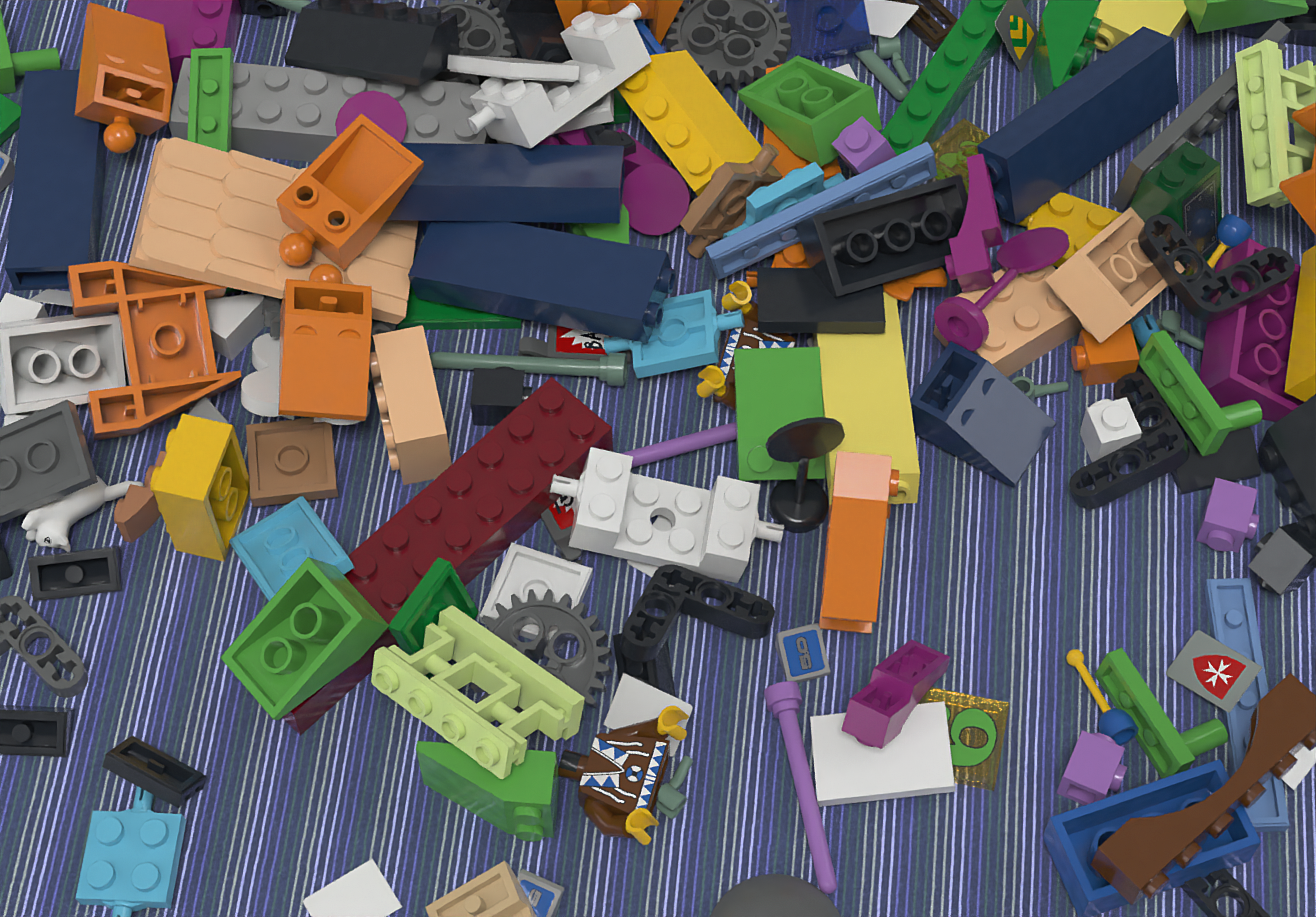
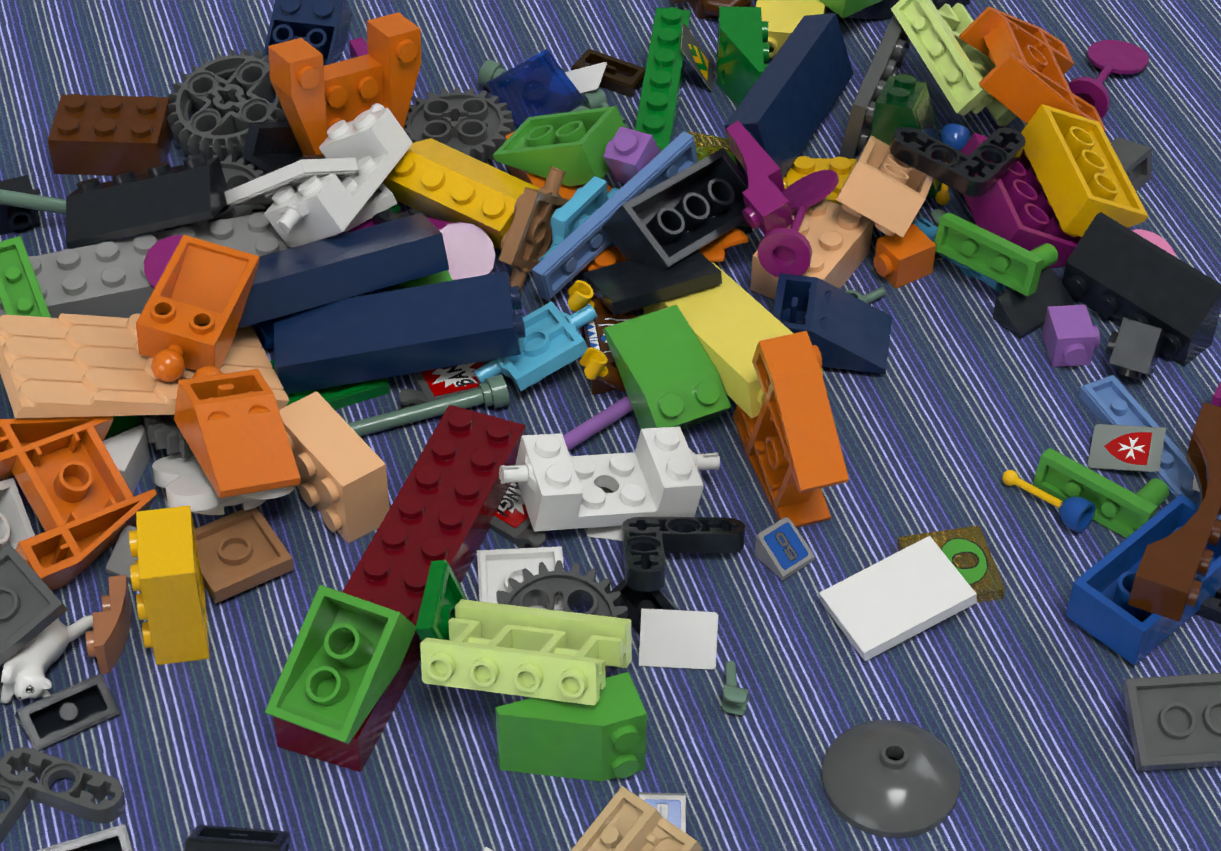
camera: 25 degrees left, 15 degrees down
(283, 542) = (267, 617): medium azure tile -> none
(497, 394) = (401, 441): black brick -> none
(625, 774) = (687, 688): torso -> none
(784, 702) = (790, 589): medium lavender piece -> none
(802, 502) = (707, 365): black piece -> none
(894, 690) = (884, 546): magenta slope -> none
(1092, 769) = (1076, 546): medium lavender brick -> none
(1108, 427) = (942, 306): white brick -> none
(1152, 442) = (989, 302): black beam -> none

